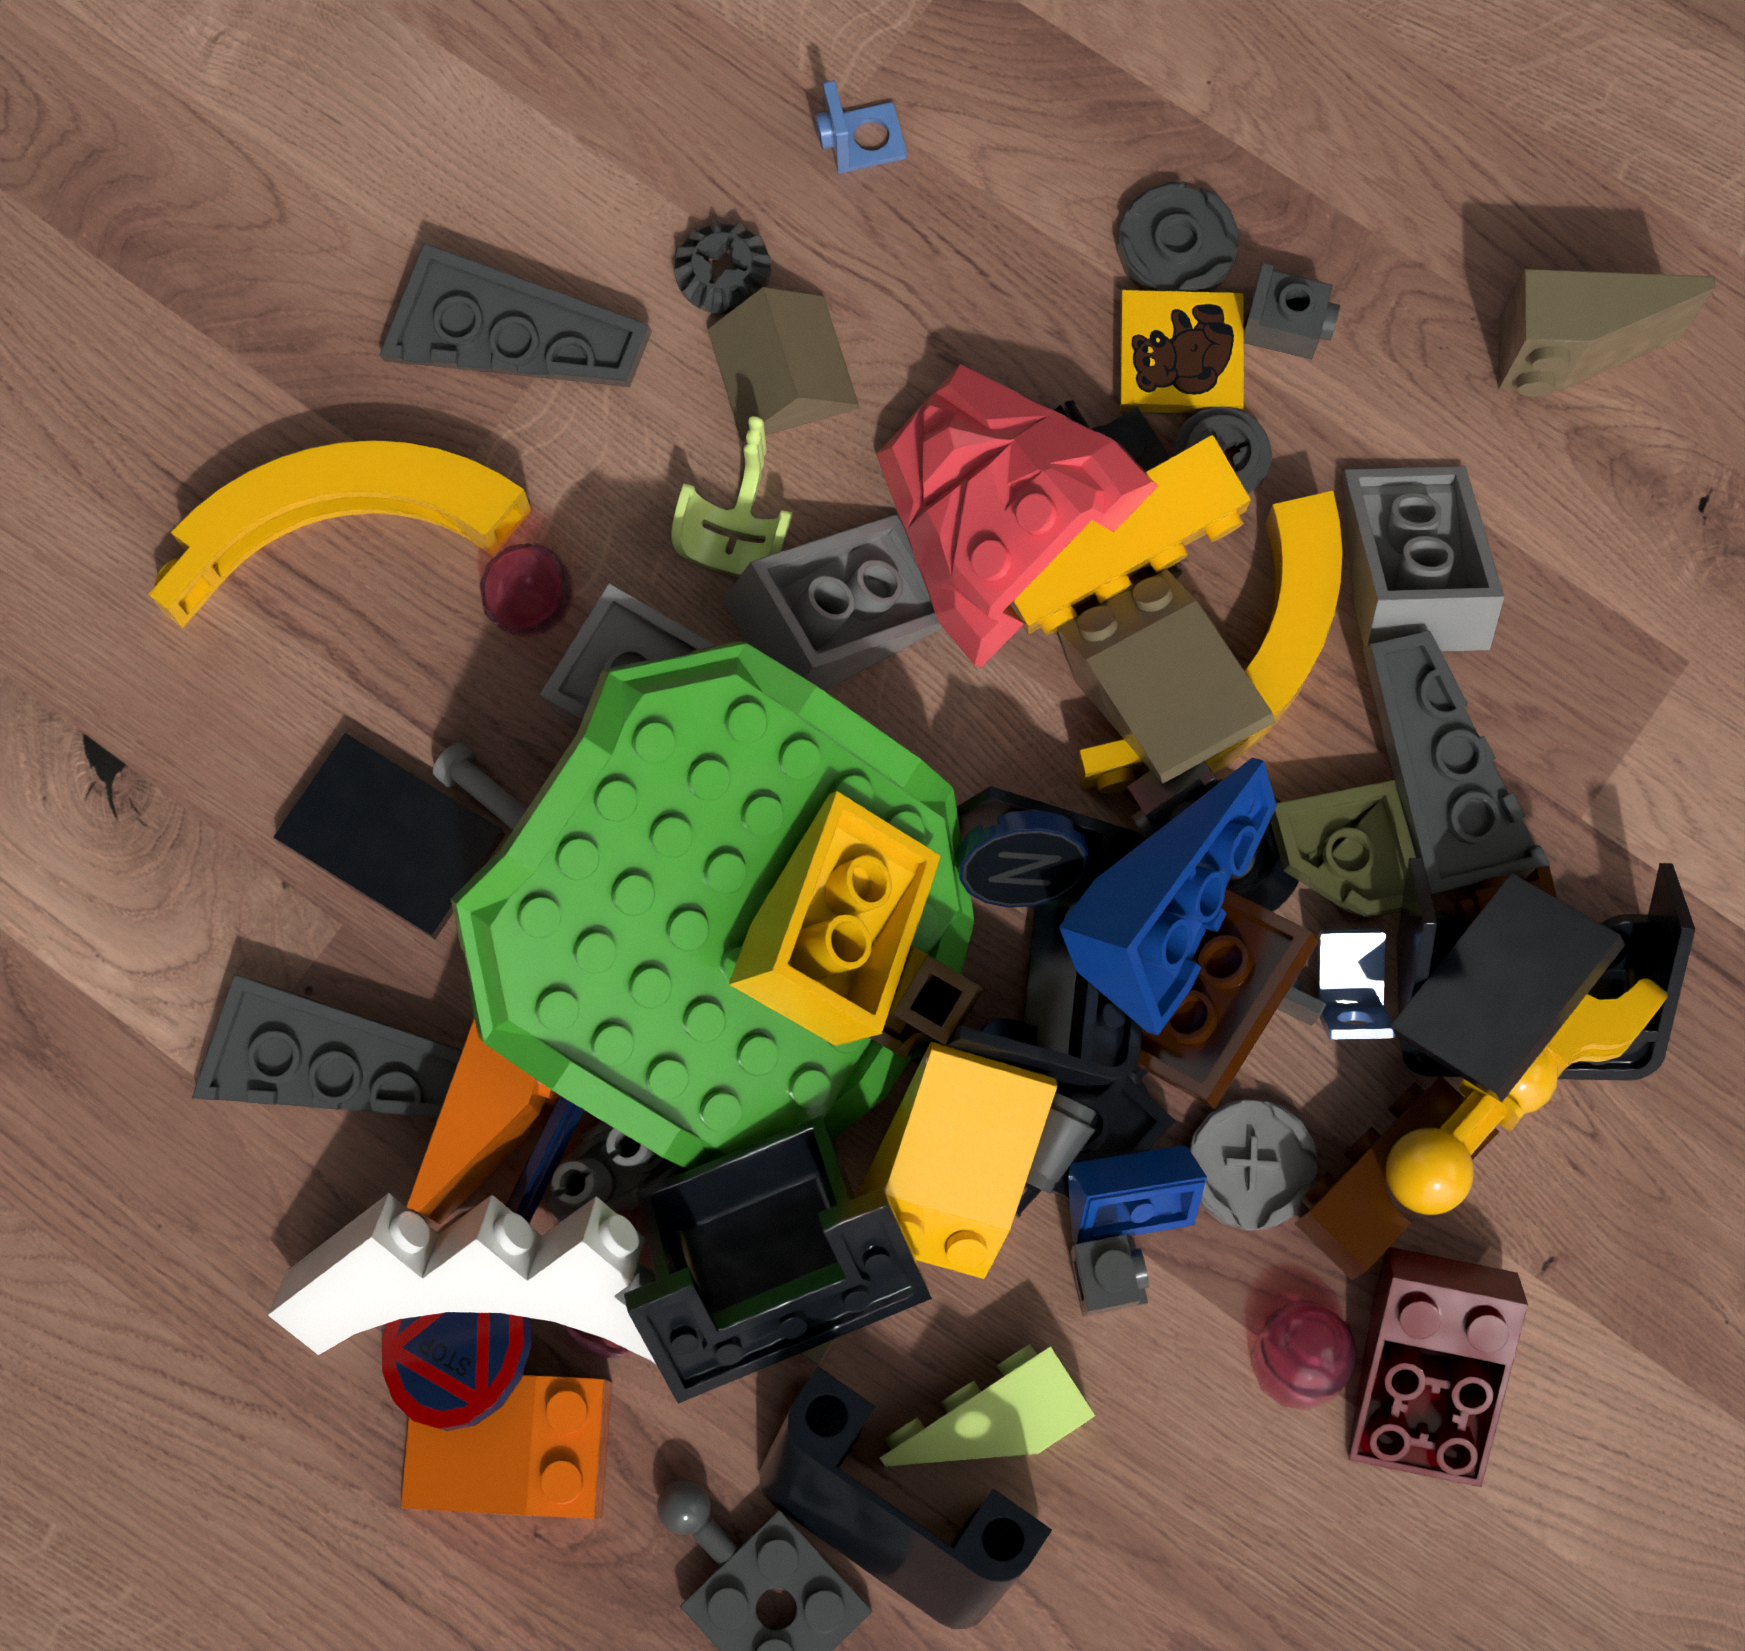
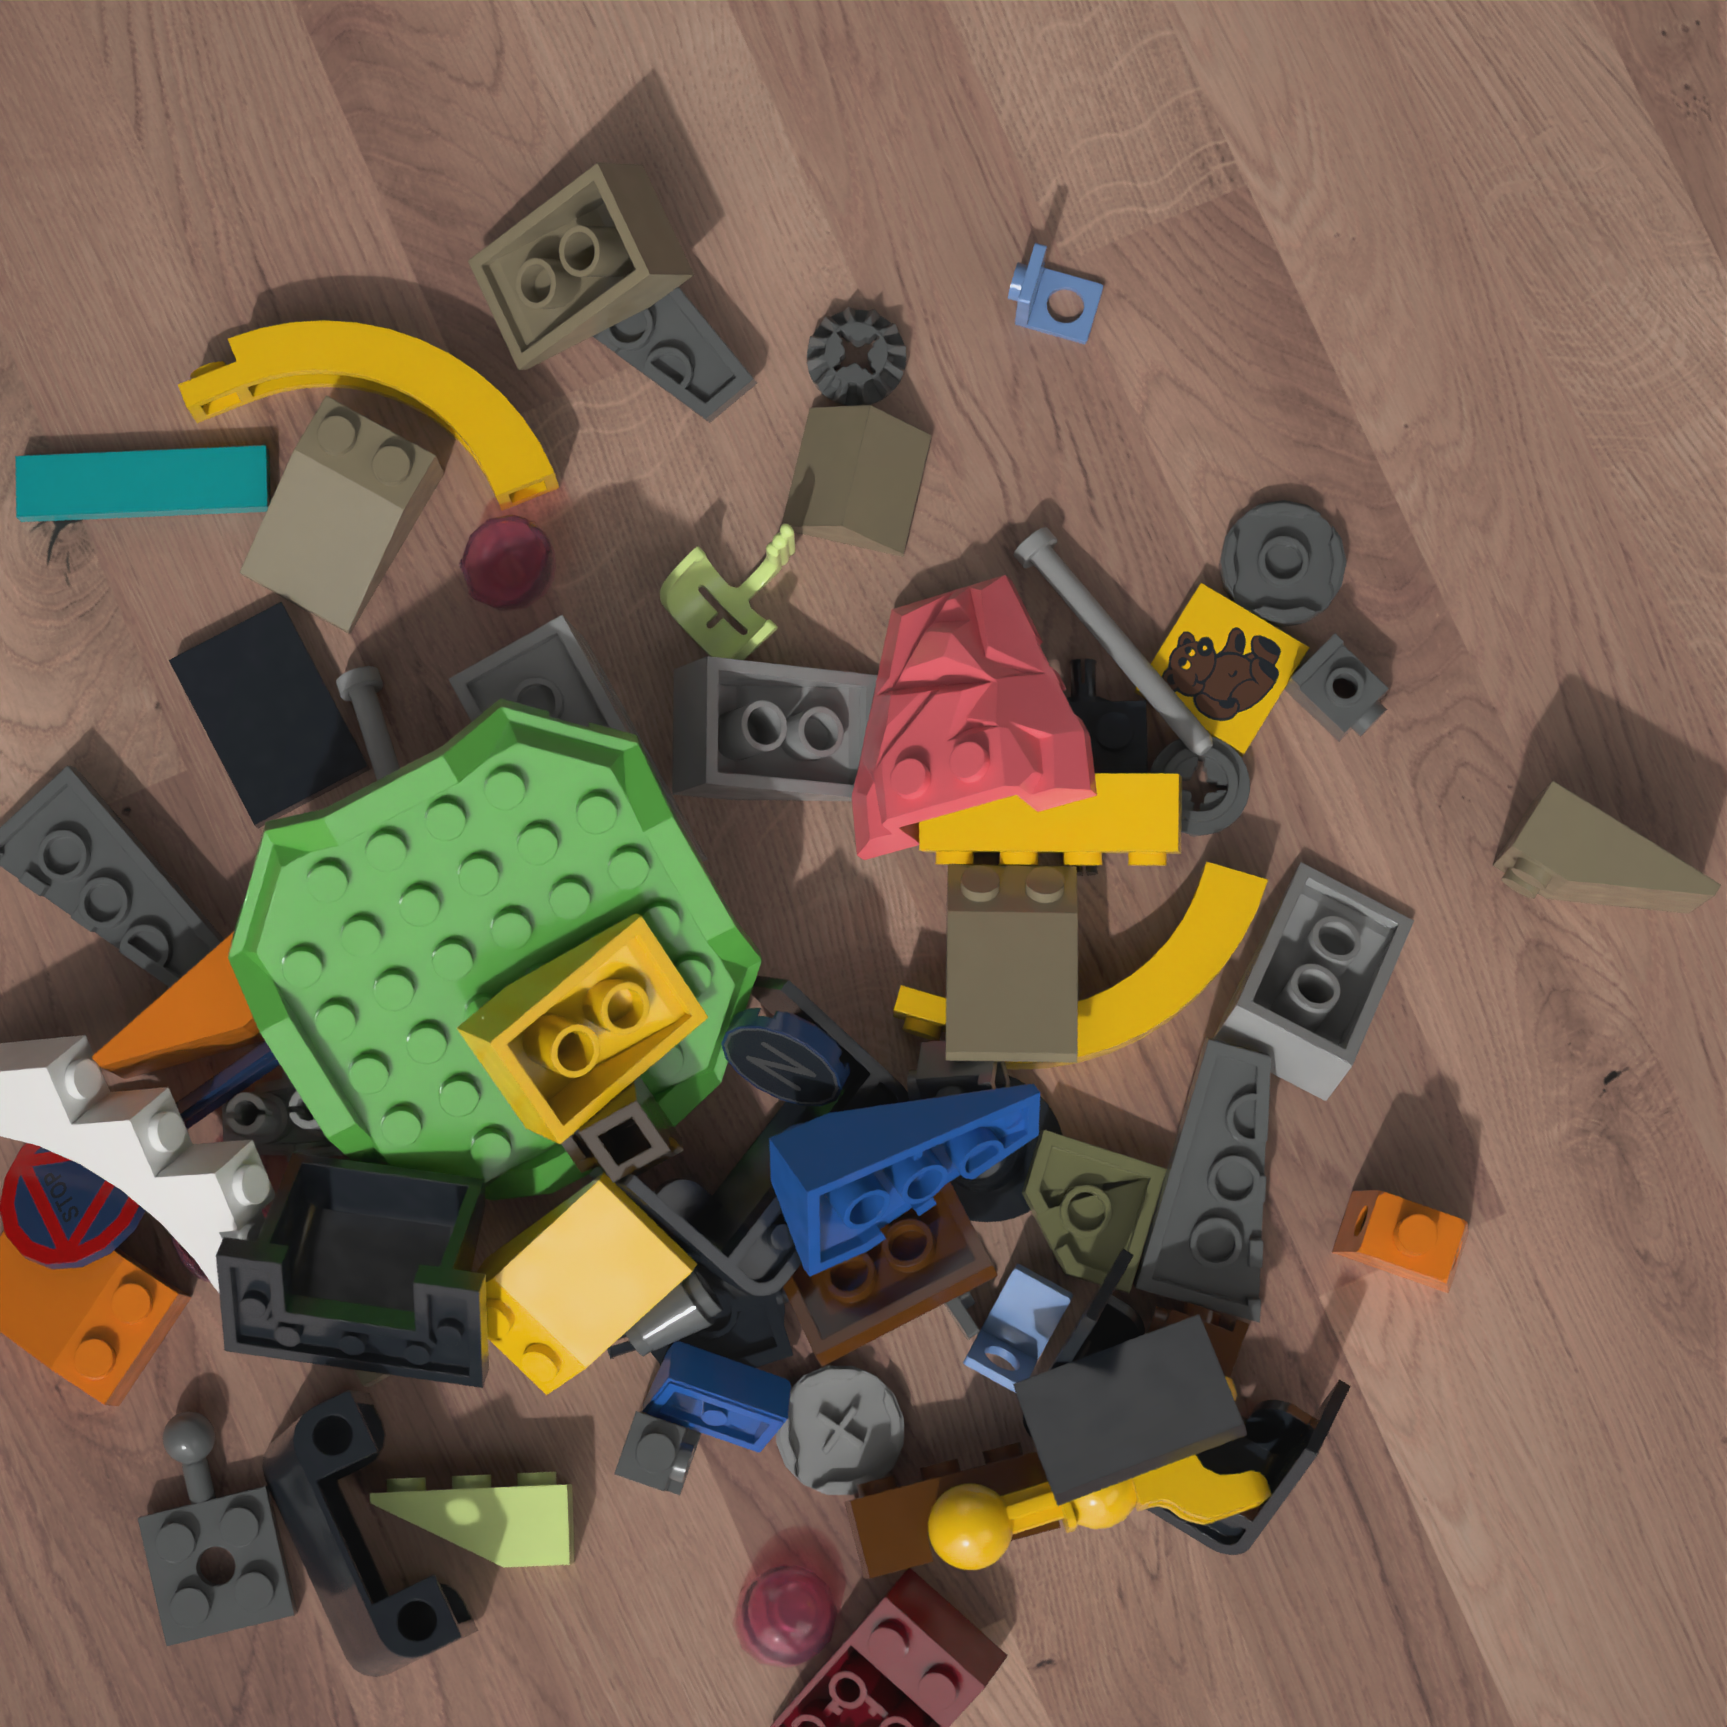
camera: 30 degrees right, 5 degrees up
(163, 702) = (142, 483): none -> teal tile
(354, 629) = (340, 514): none -> dark tan slope
(444, 306) = (580, 263): none -> dark tan slope
(973, 339) = (1039, 551): none -> light grey bar
(1634, 723) = (1402, 1238): none -> orange torso

